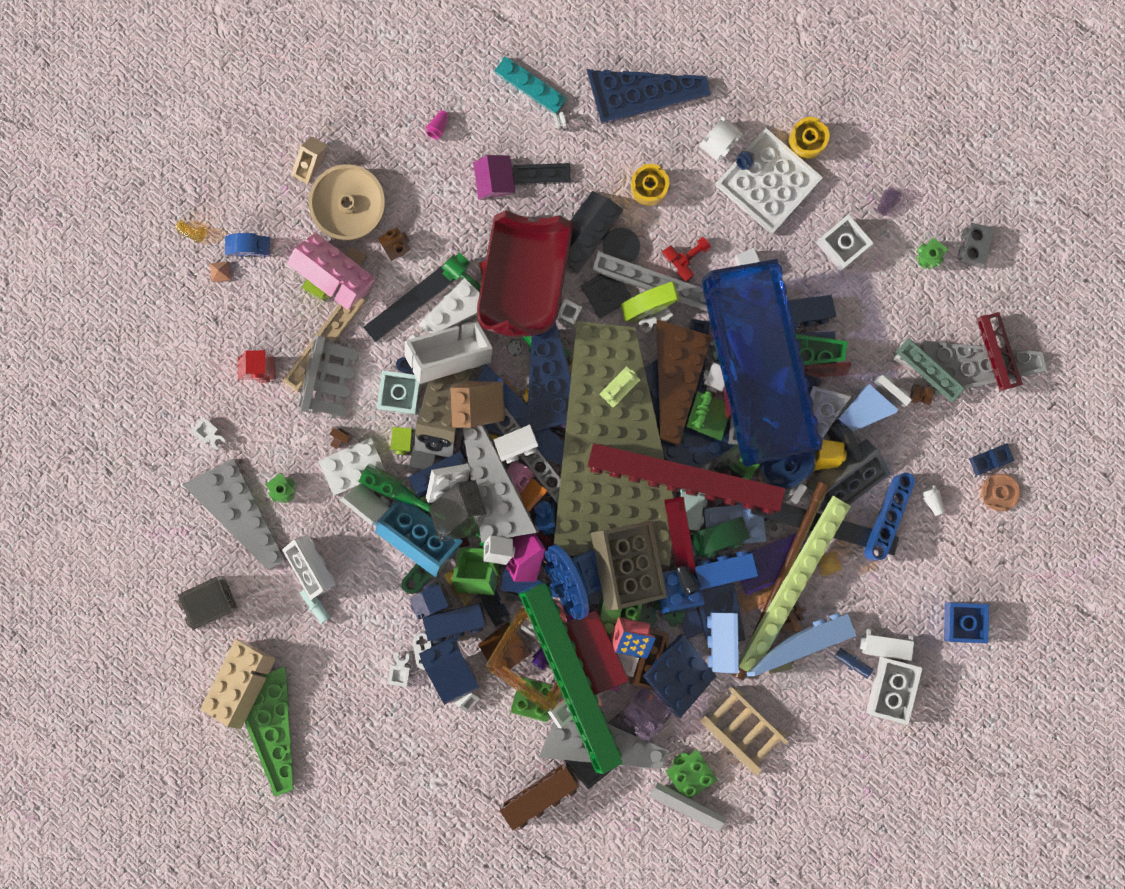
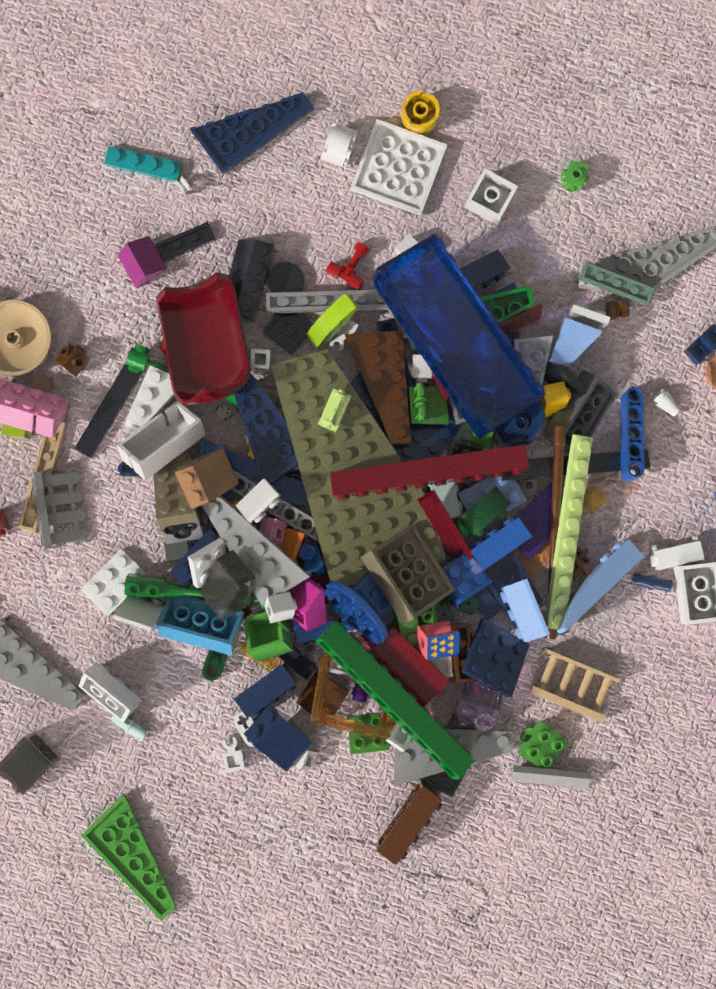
camera: 20 degrees left, 0 degrees up
(236, 685) = (84, 832): tan piece -> none
(275, 486) = (49, 627): bright green brick -> none
(340, 437) = (92, 559): reddish brown tile -> none
(398, 393) = (130, 497): light aqua brick -> none
(401, 440) = (151, 540): lime brick -> none
(431, 600) = (236, 678): dark blue wedge -> none
(437, 125) = (70, 234): dark pink cone -> none
(640, 178) = (289, 223): yellow brick -> none
(688, 582) = (469, 567): black cone -> none
(745, 160) = (369, 155): dark blue plate -> none
(794, 494) = (536, 447): white plate -> none
(888, 200) = (516, 142): clear purple cone -> none
(980, 247) = (617, 152): dark grey brick -> none
(994, 352) = (670, 244): dark red fence -> none

